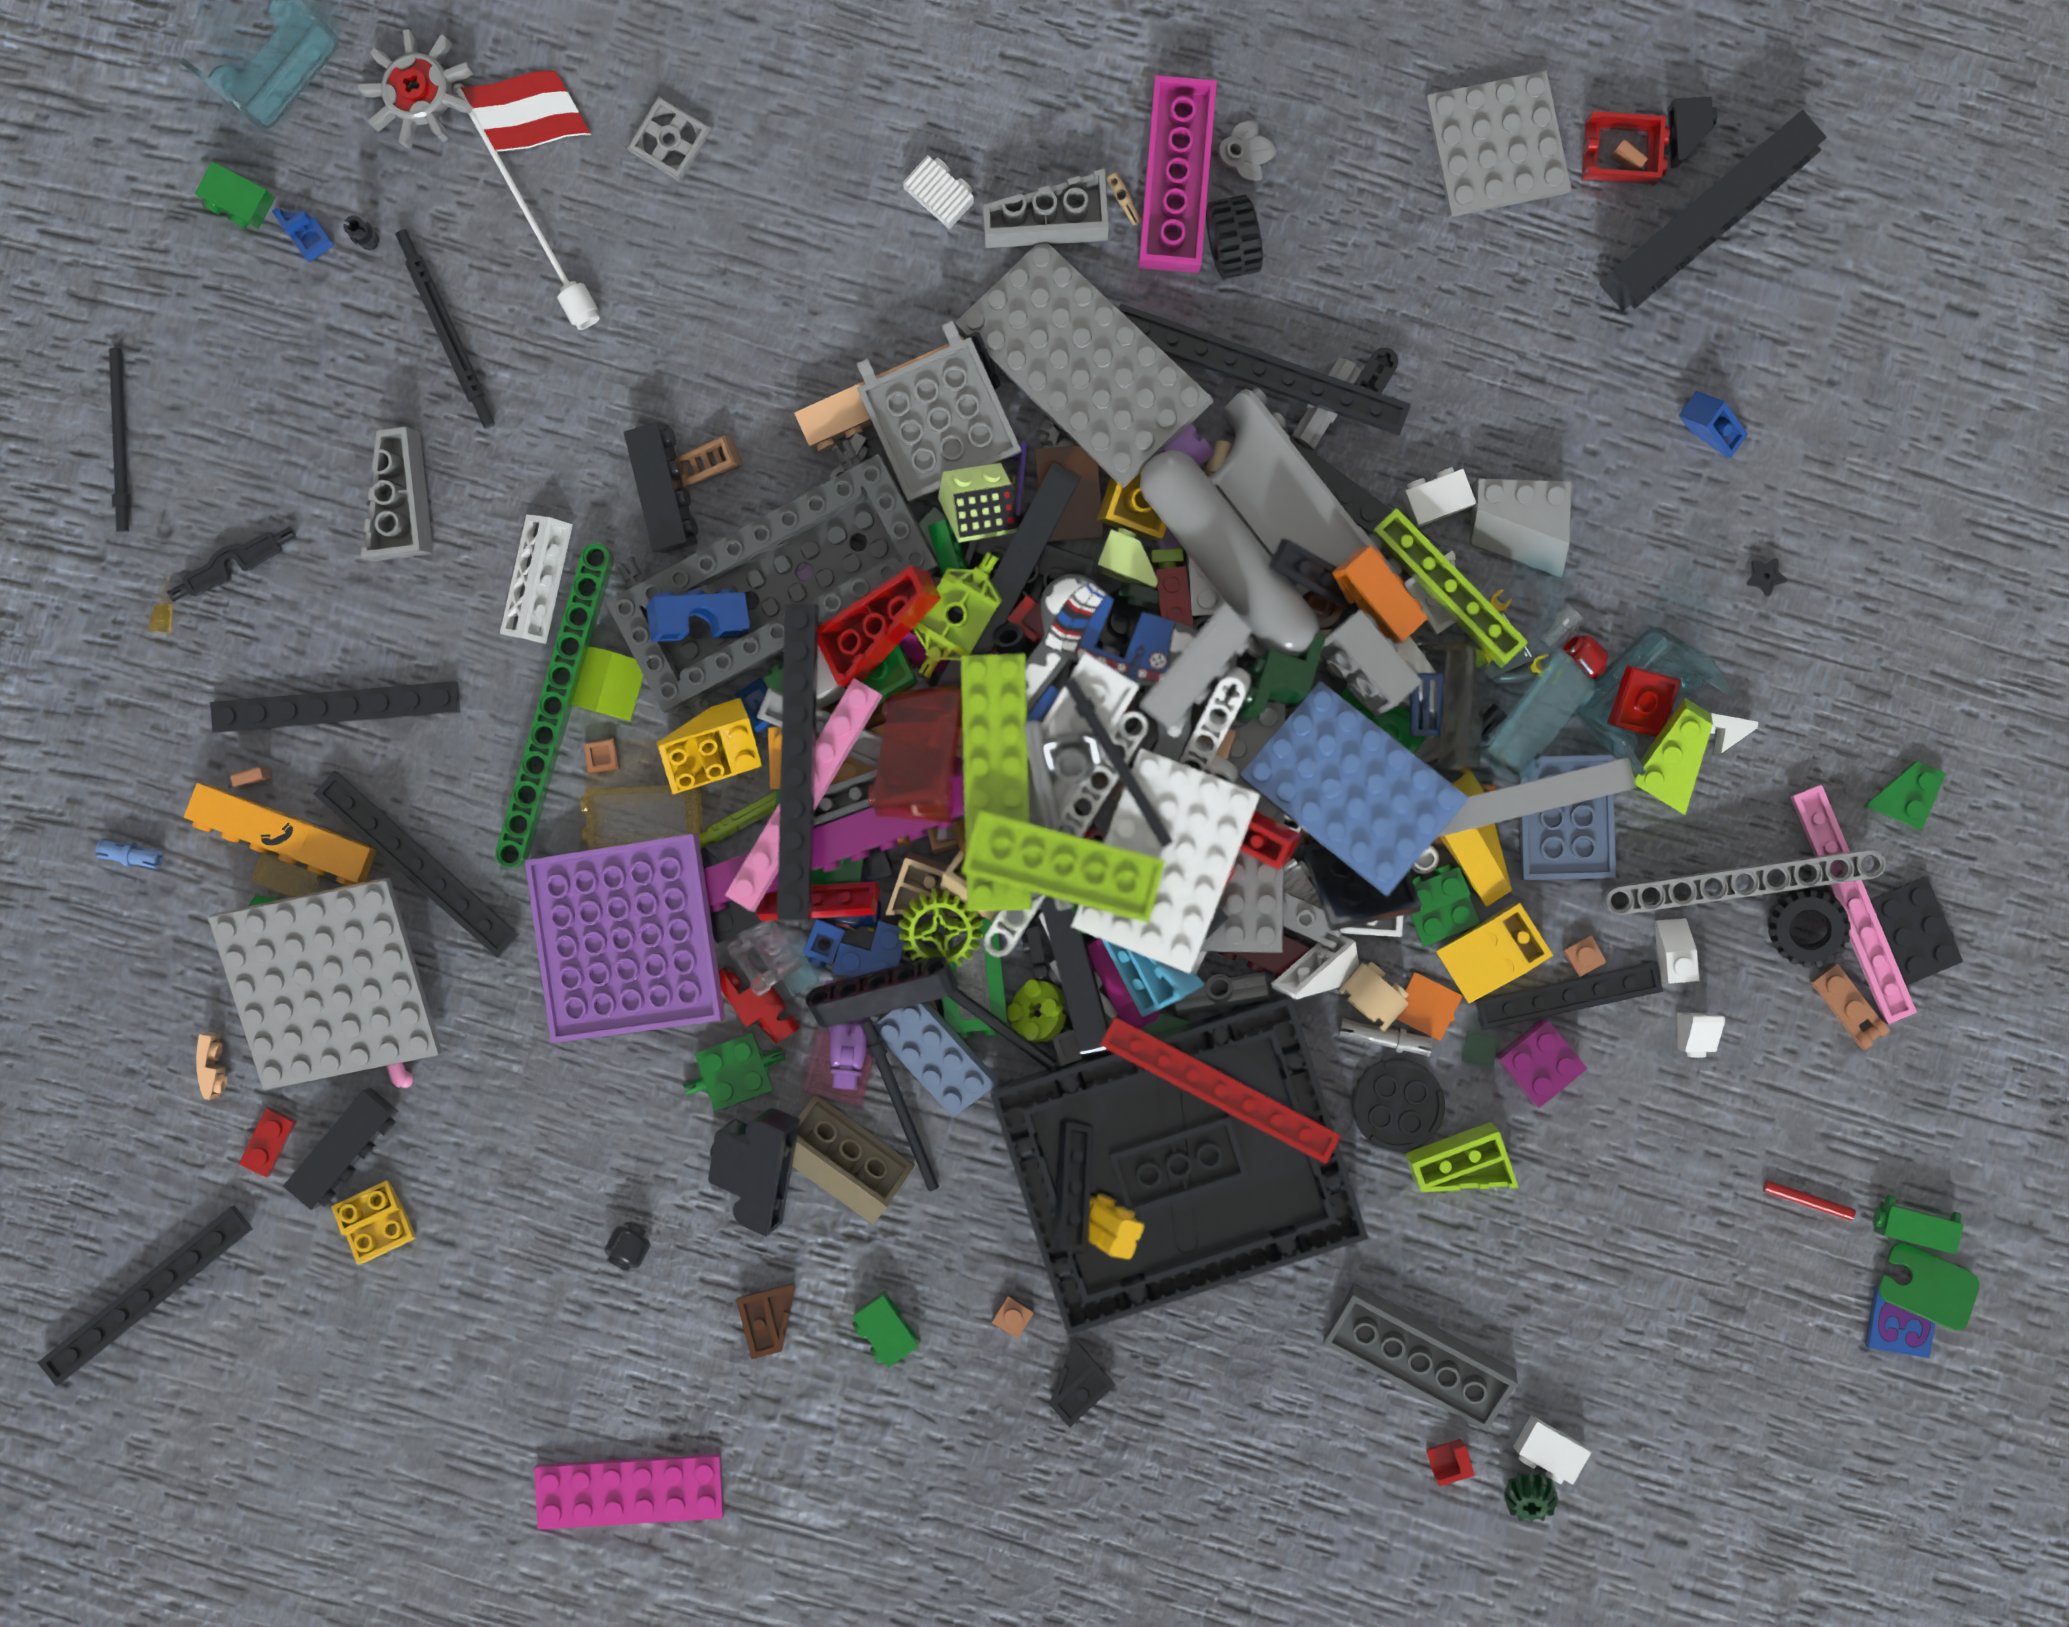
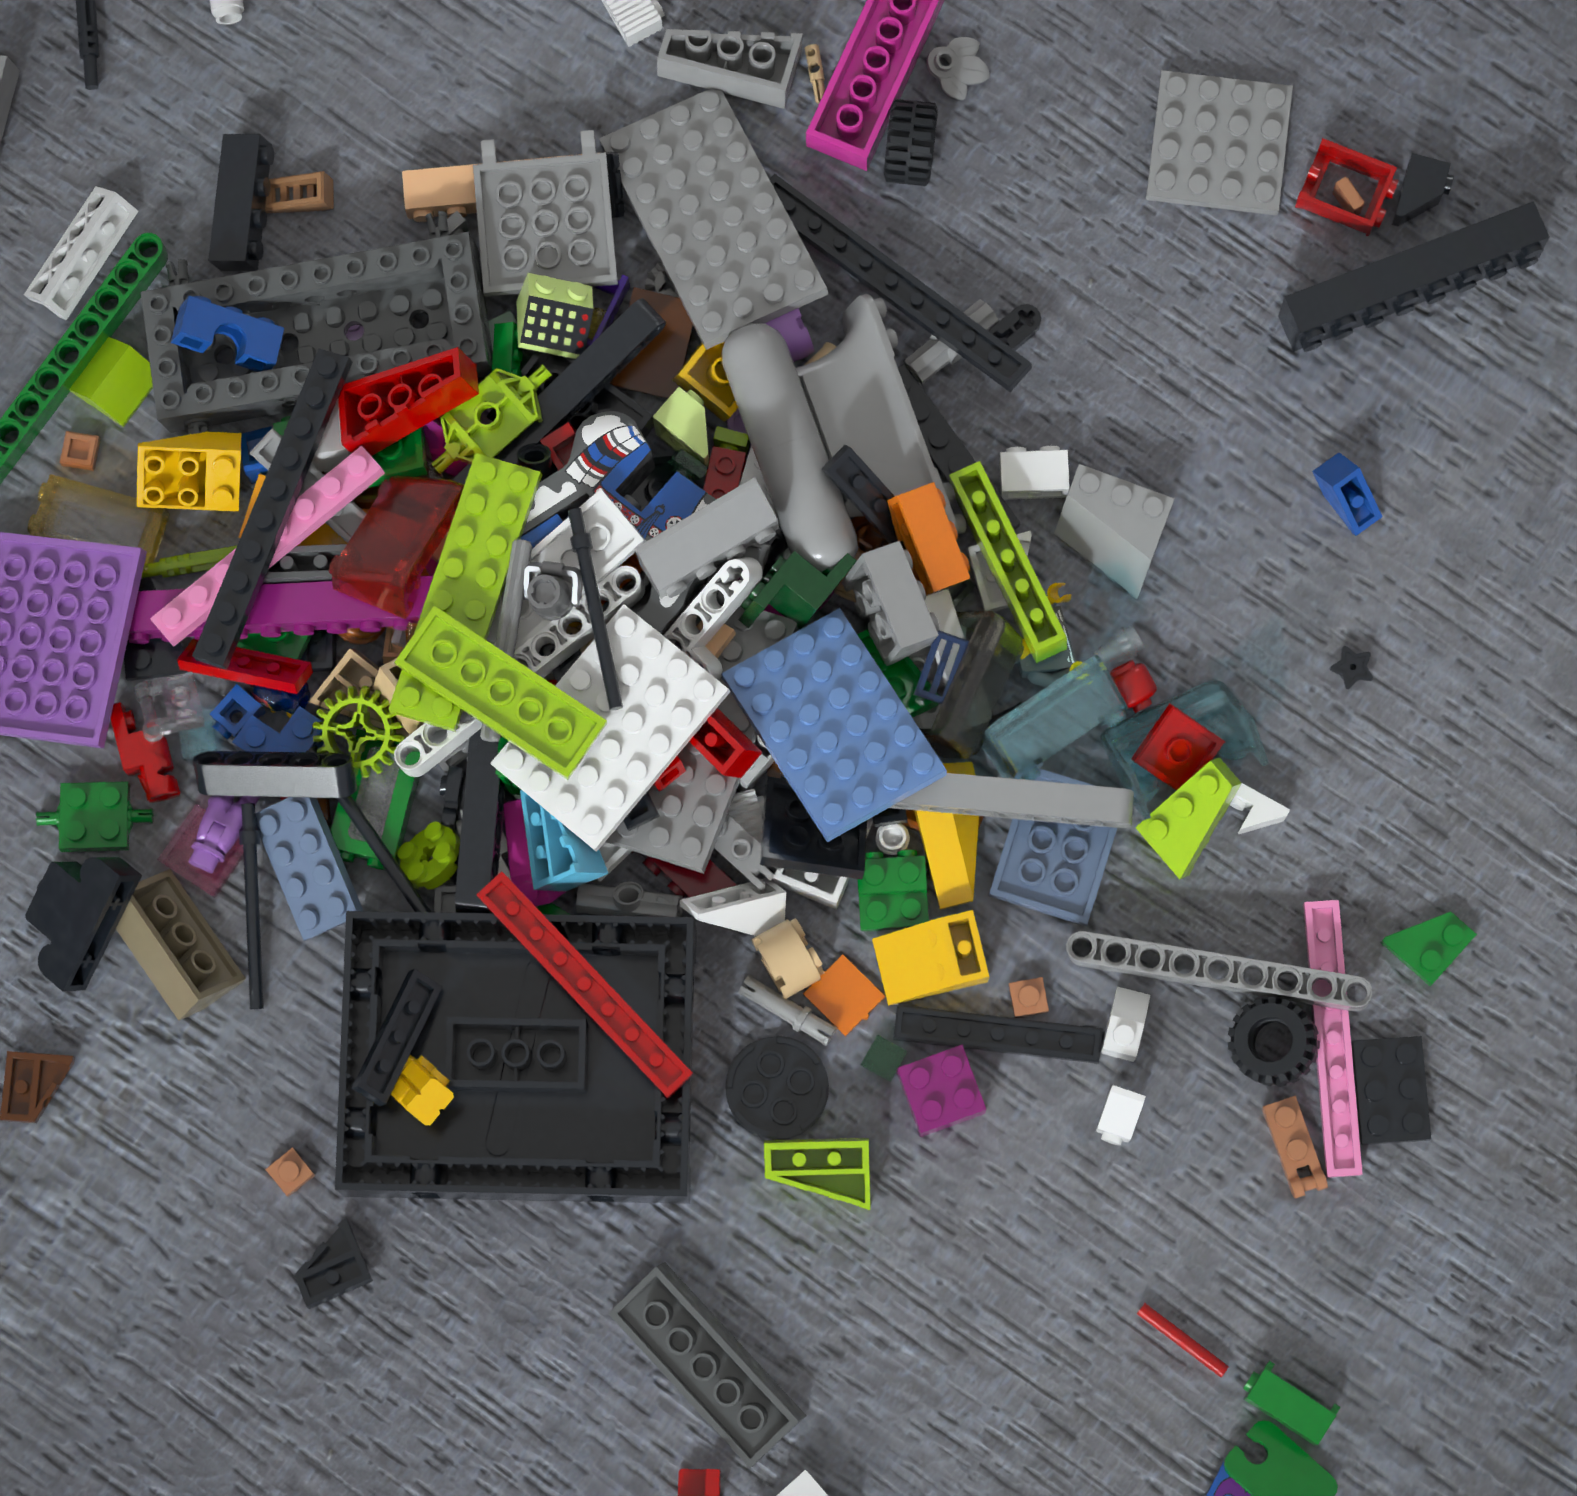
camera: 25 degrees right, 10 degrees down
(885, 1329) = (151, 1137): green brick -> none

